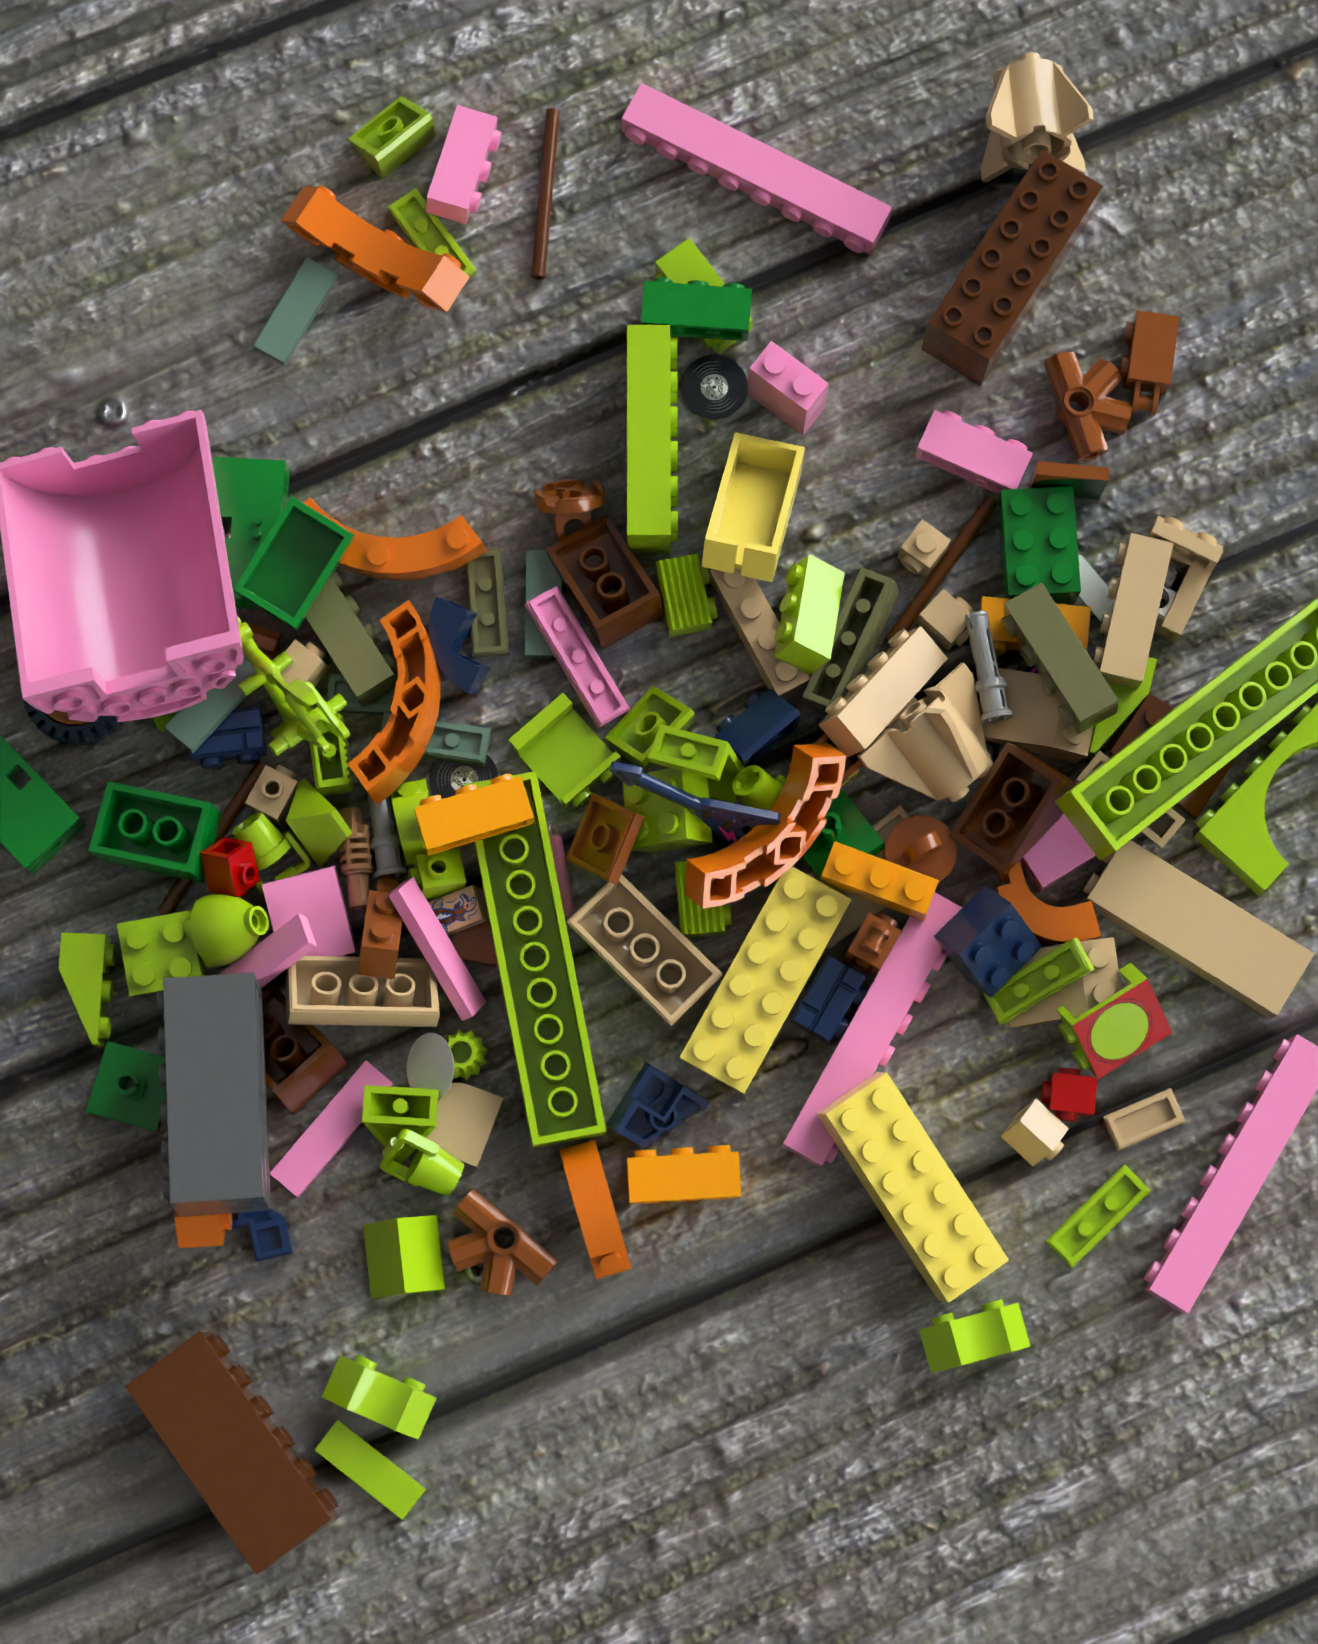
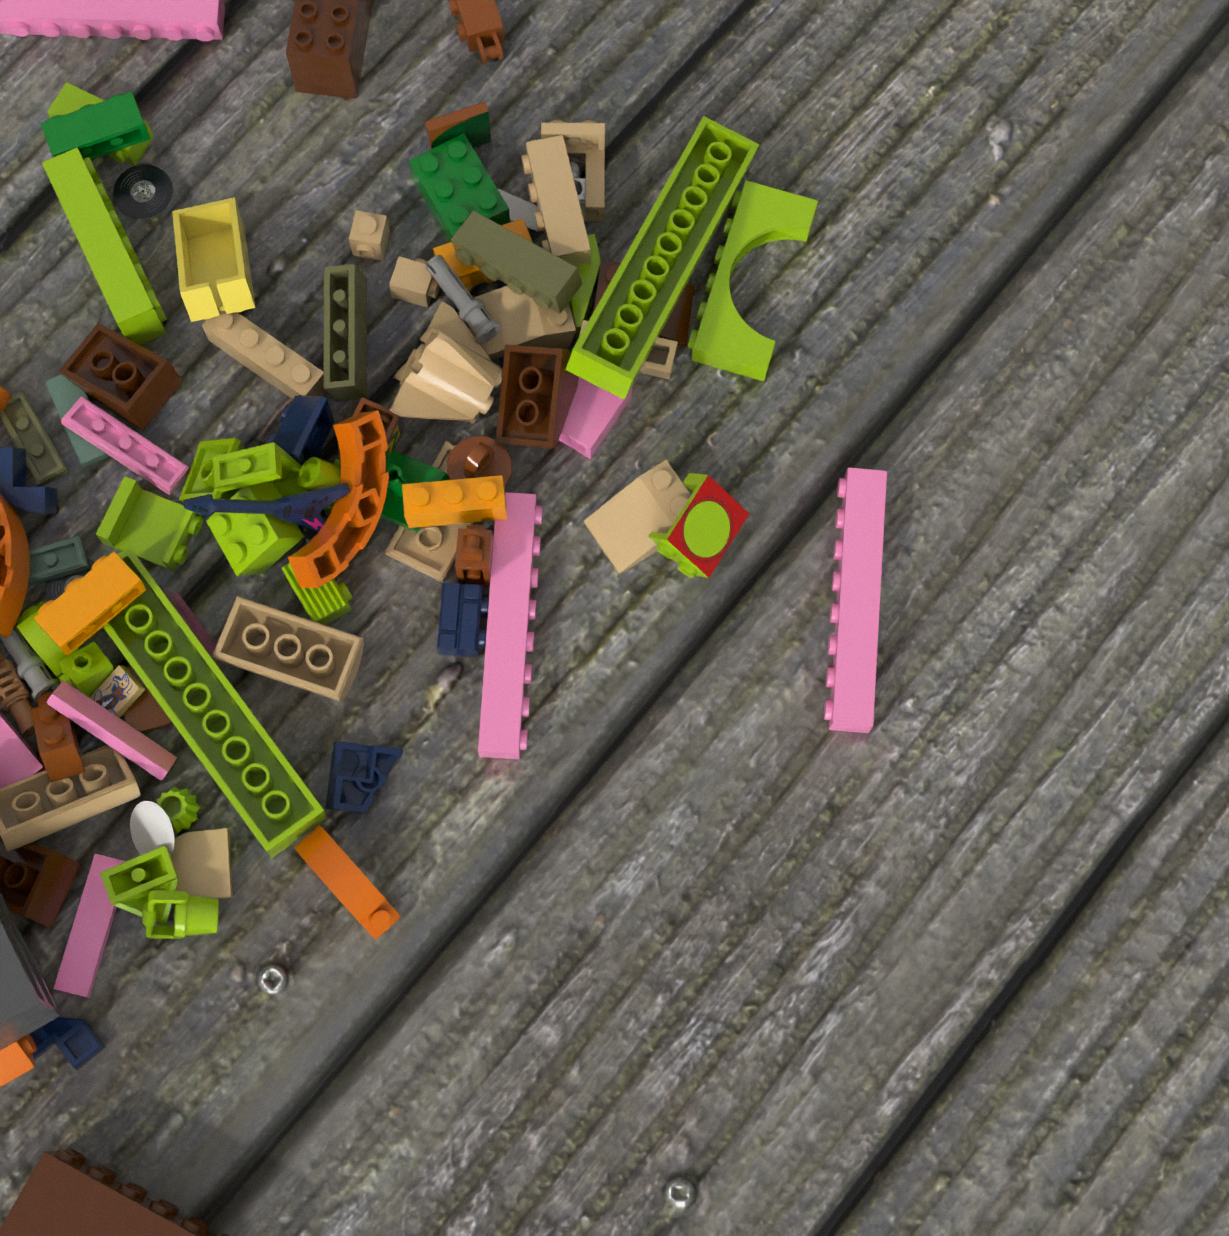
camera: 30 degrees left, 5 degrees down
(370, 1469) = (255, 1198): lime tile -> none
(378, 1396) = (233, 1131): lime brick -> none
(404, 1256) = (202, 1001): lime slope -> none
(482, 1247) = (265, 959): dark orange piece -> none
(569, 501) = (61, 327): dark orange tile -> none
(605, 838) = (213, 575): dark orange tile -> none
(684, 595) = (191, 357): lime brick -> none
(684, 1175) = (408, 818): light orange brick -> none
(765, 979) = (400, 627): light yellow brick -> none
(787, 388) = (198, 158): bright pink brick -> none
(809, 614) = (298, 322): brick -> none
(883, 691) = (387, 353): tan brick -> none
(912, 1187) = (601, 733): light yellow brick -> none
(944, 566) = (392, 248): reddish brown piece -> none
(973, 452) = (372, 147): bright pink brick -> none
(974, 1337) = (711, 832): lime brick -> none
(988, 941) = (567, 510): dark blue brick -> none
(1035, 1133) = (680, 644): tan brick -> none
(1040, 981) = (623, 523): lime tile -> none
(1048, 923) = (598, 477): orange arch -> none
(1069, 1094) = (692, 602): red brick -> none
(1091, 393) = (445, 62): dark orange piece -> none
(1097, 1216) = (762, 688): lime tile -> none
(1143, 1119) = (761, 594): tan tile -> none
(1198, 928) = (728, 425): tan brick -> none

